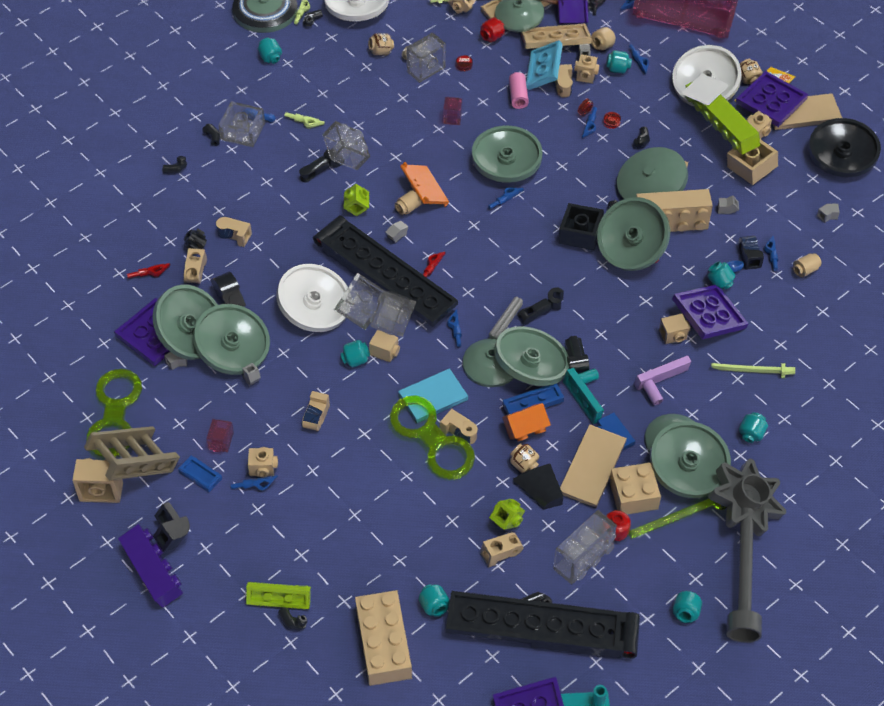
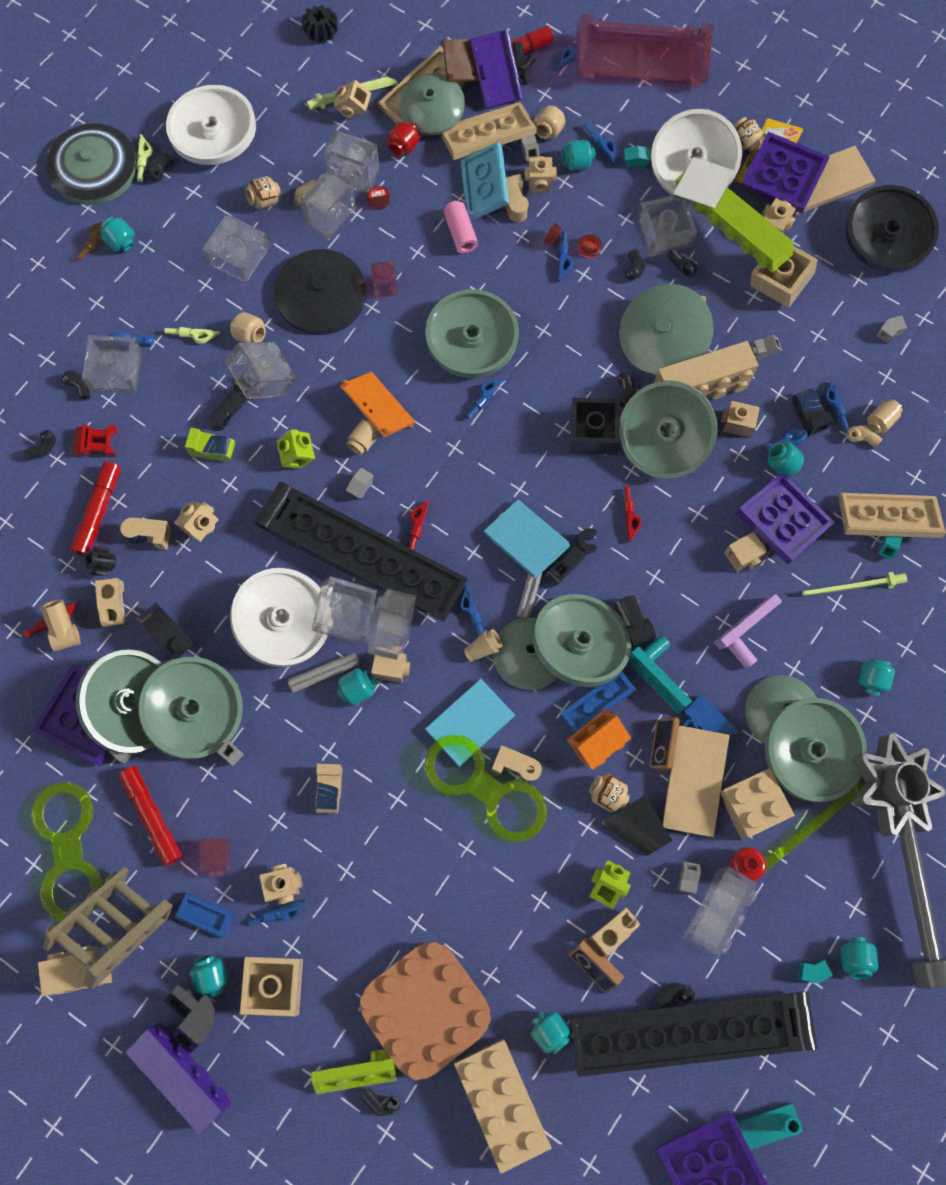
camera: 15 degrees left, 20 degrees up
(154, 277) = (61, 632): none -> tan piece
(180, 402) = (150, 816): none -> red piece
(193, 507) = (209, 975): none -> teal head
(202, 209) = (96, 508): none -> red piece
(207, 166) = (84, 440): none -> red piece
(236, 522) = (271, 986): none -> tan brick
(254, 46) = (90, 244): none -> clear orange hand
(271, 228) = (197, 520): none -> tan brick
(294, 187) = (209, 446): none -> lime leg
(332, 342) = (323, 672): none -> light grey axle
(344, 565) = (425, 1010): none -> nougat plate
(346, 118) = (247, 328): none -> tan head
(351, 73) = (236, 248): none -> clear brick
(404, 112) = (320, 292): none -> black dish
(453, 32) = (353, 160): none -> clear brick
(457, 347) = (484, 645): none -> tan cone
(481, 566) = (596, 965): none -> medium nougat slope
(510, 287) = (526, 538): none -> medium azure tile
(570, 525) = (689, 878): none -> light grey piece
(576, 438) = (664, 744): none -> slope
(593, 290) = (630, 516): none -> red hand
(650, 610) = (814, 972): none -> teal piece
(663, 71) = (637, 156): none -> teal piece
(672, 115) = (666, 225): none -> clear brick
(679, 143) = (684, 264): none -> black arm
(694, 245) = (740, 419): none -> tan brick
(788, 274) = (863, 433): none -> tan arm
(788, 346) = (889, 546): none -> teal piece
(794, 327) = (891, 515): none -> tan tile

